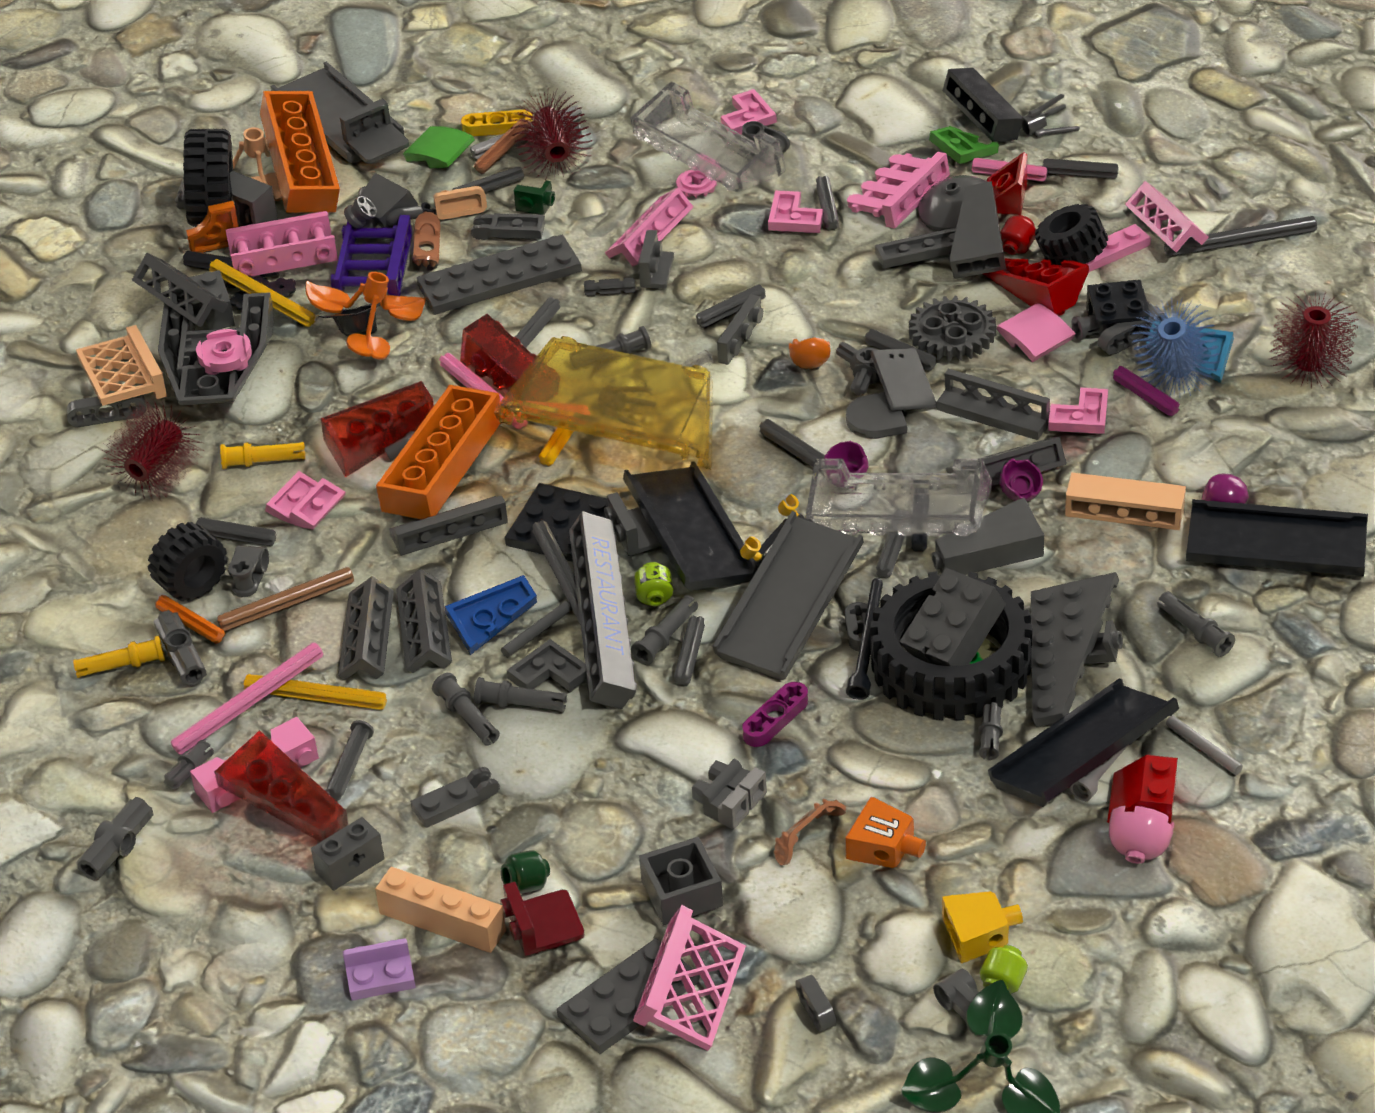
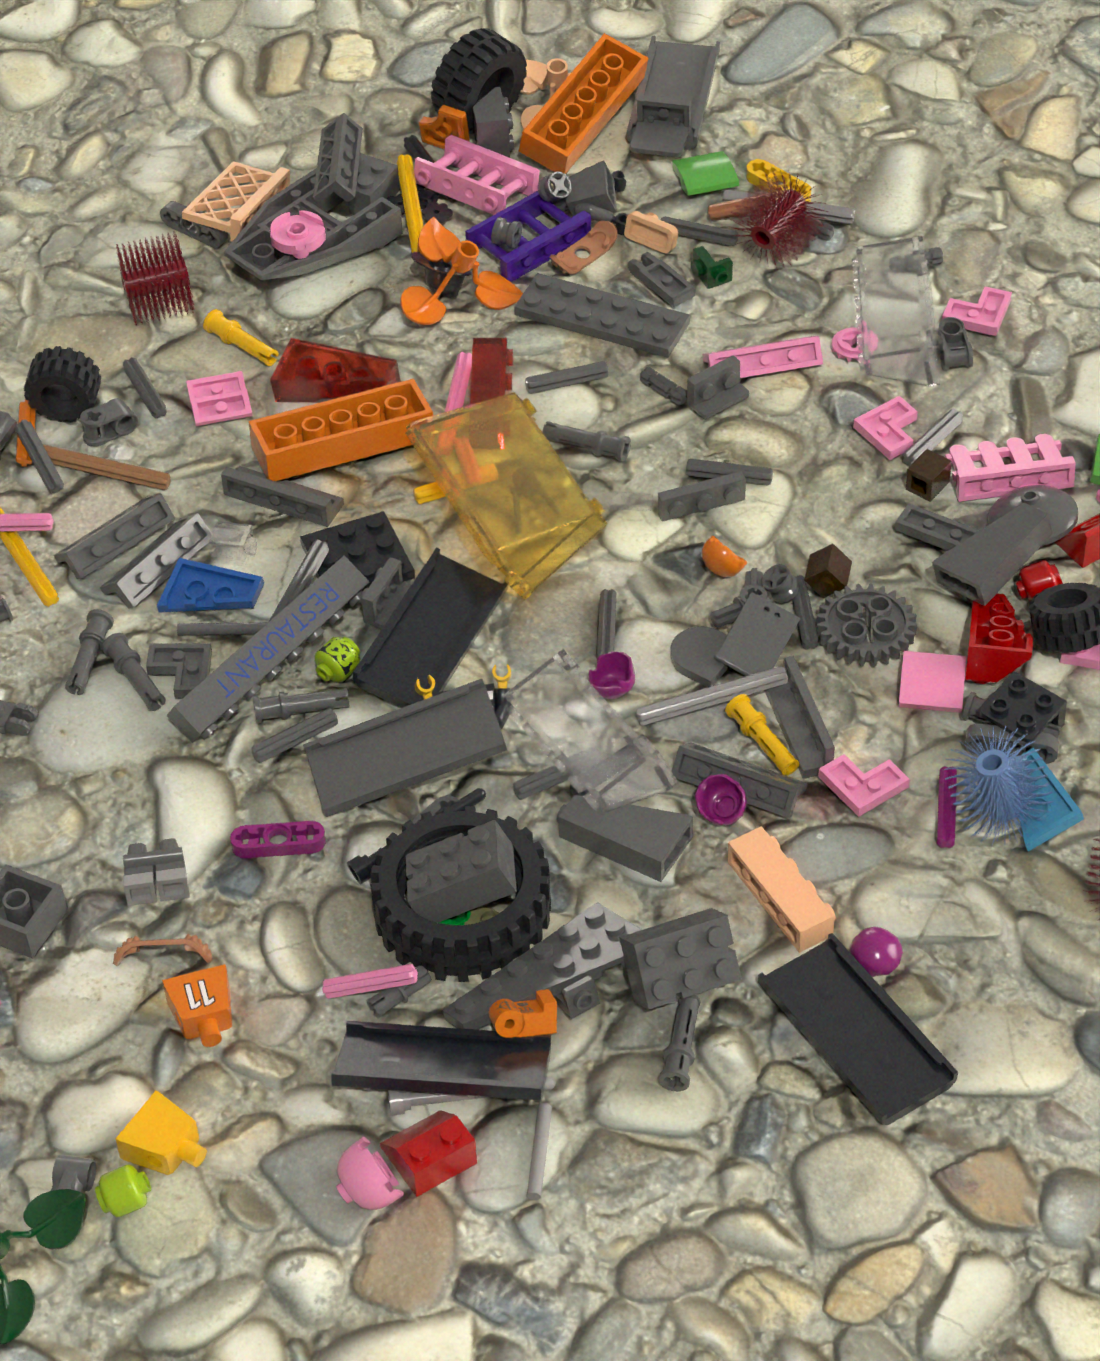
camera: 45 degrees right, 5 degrees up
(233, 622) = (39, 456): none -> dark grey axle
(370, 260) = (506, 232): none -> dark grey wheel
(465, 574) = (232, 543): none -> clear brick
(861, 222) = (928, 475): none -> dark brown brick
(869, 333) = (780, 583): none -> dark grey wheel
(887, 313) = (828, 570): none -> dark brown brick
(924, 428) = (711, 695): none -> light grey axle
(970, 429) = (754, 725): none -> yellow pin
(971, 735) = (370, 981): none -> bright pink axle
(1095, 676) = (525, 1017): none -> orange leg
(1141, 572) = (680, 958): none -> dark grey piece

